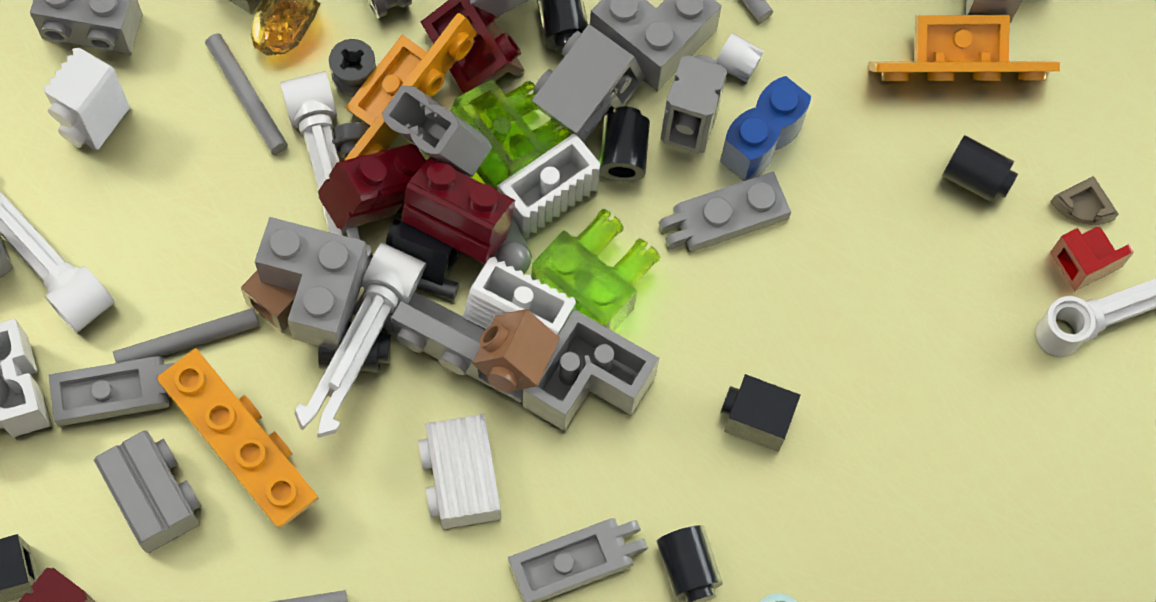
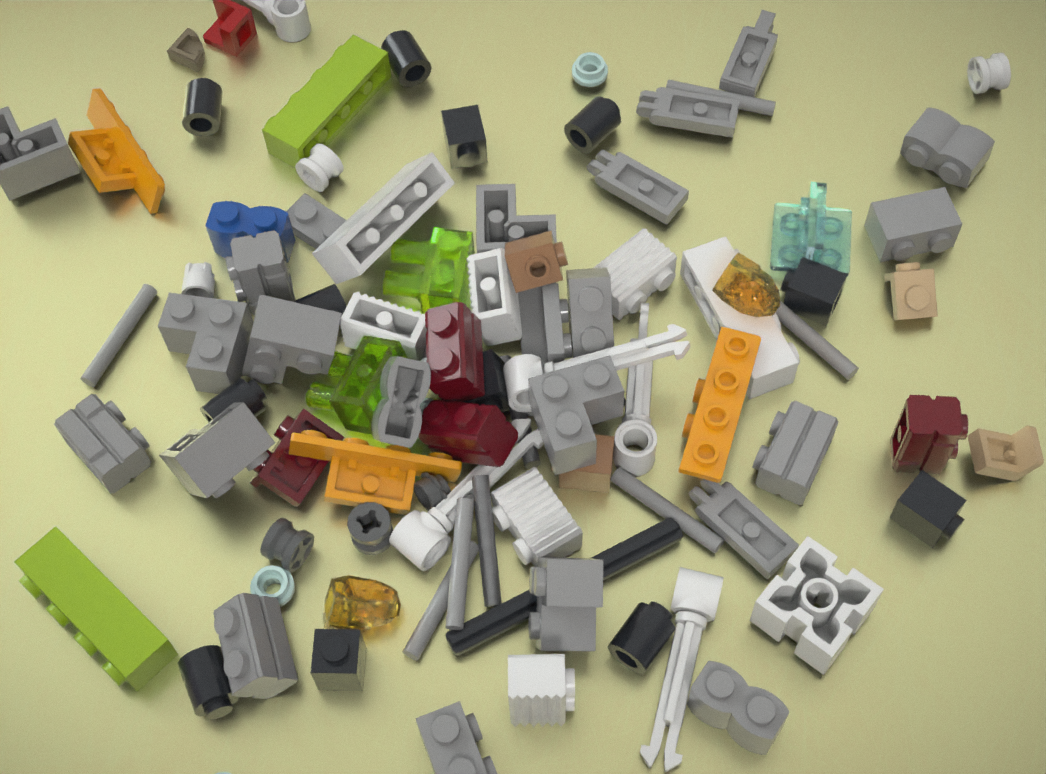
camera: 115 degrees left, 10 degrees down
(78, 227) = (642, 636): none -> black brick
(148, 167) = (566, 603): none -> light grey brick
(178, 203) = (518, 608): none -> black axle
(242, 203) = (535, 518): none -> white brick
(256, 113) = (460, 564): none -> light grey bar
(265, 152) = (486, 541): none -> flat silver bar
(289, 363) = (636, 423): none -> white piece
(334, 542) = (748, 288): none -> rock
(339, 546) = (776, 359): none -> white brick
(427, 379) = (589, 310): none -> light grey brick
(685, 252) = (383, 219): none -> white brick
(814, 241) = (319, 167): none -> white wheel
(905, 298) = (327, 100): none -> lime brick
(923, 417) = (406, 58): none -> black brick

